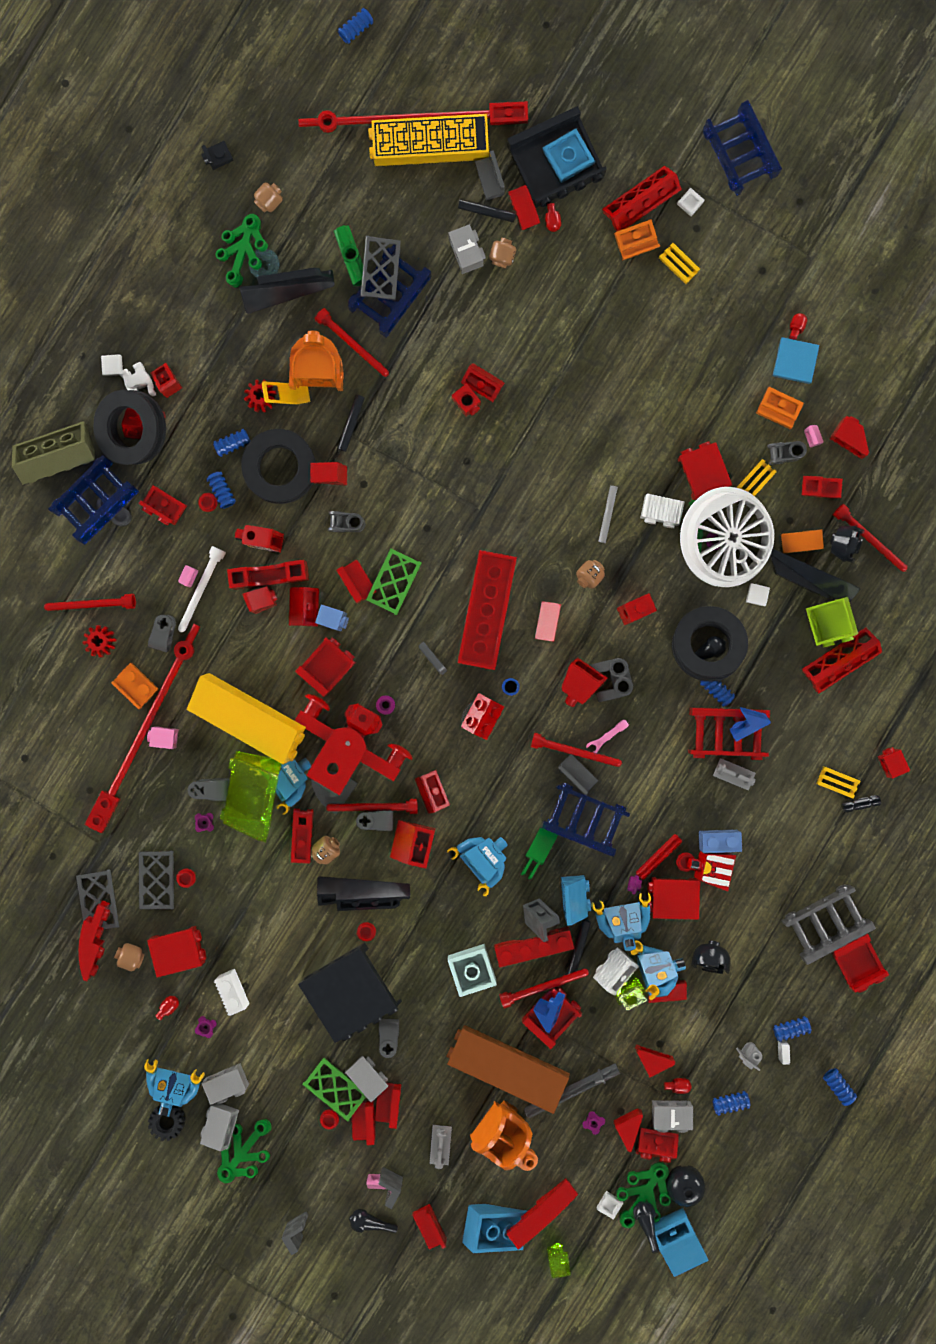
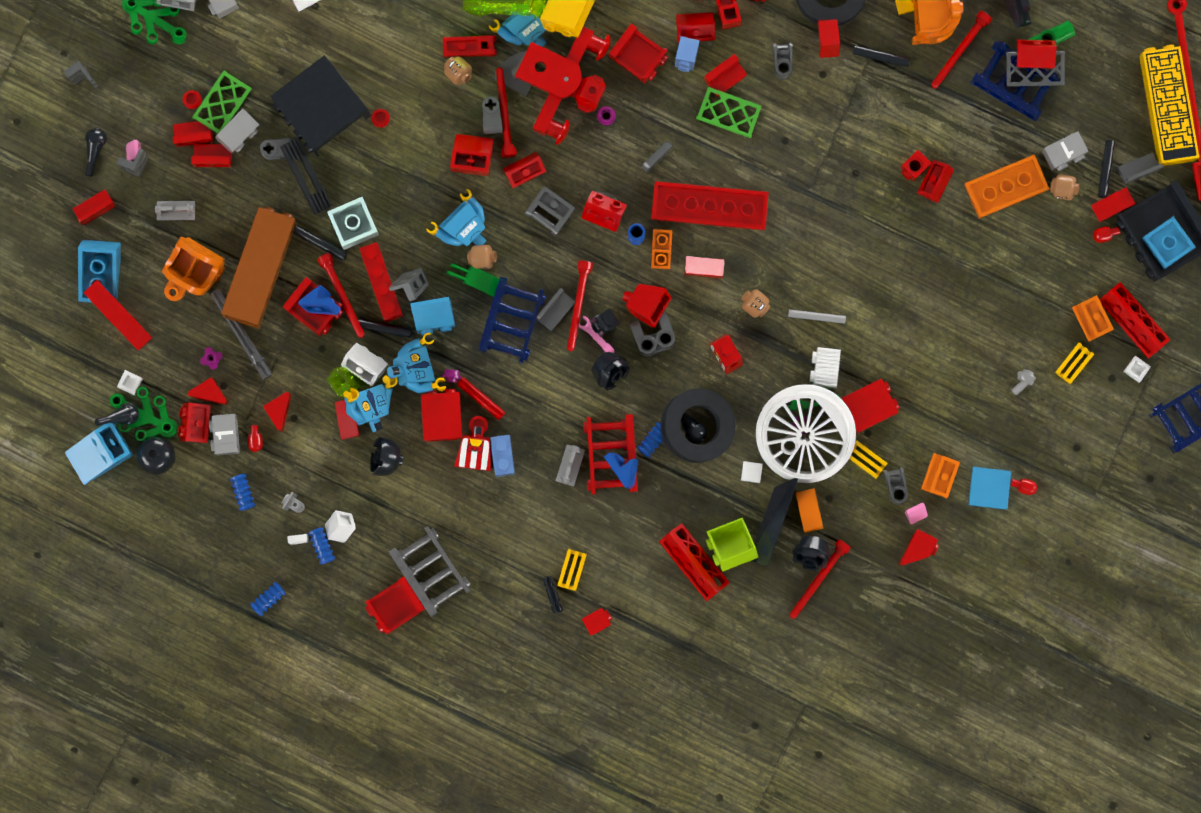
camera: 85 degrees right, 5 degrees down
(360, 894) = (416, 108): black wedge -> none
(366, 264) = (1036, 53): none -> red panel
(394, 1025) = (292, 151): none -> black container
(471, 767) = (554, 206): none -> dark grey plate
(487, 1003) = (320, 243): none -> black piece
(495, 311) = (1006, 186): none -> orange plate
(517, 843) = (481, 257): none -> medium nougat head
(525, 662) = (661, 249): none -> orange slope
(558, 1261) = (72, 335): clear neon green brick -> none
(595, 727) = (604, 322): none -> black bracket
(644, 726) = (609, 370): none -> black cone
(691, 312) = (1026, 378): none -> light grey plate
(774, 1009) = (340, 526): none -> white panel
(822, 487) = (865, 525): red slope -> none

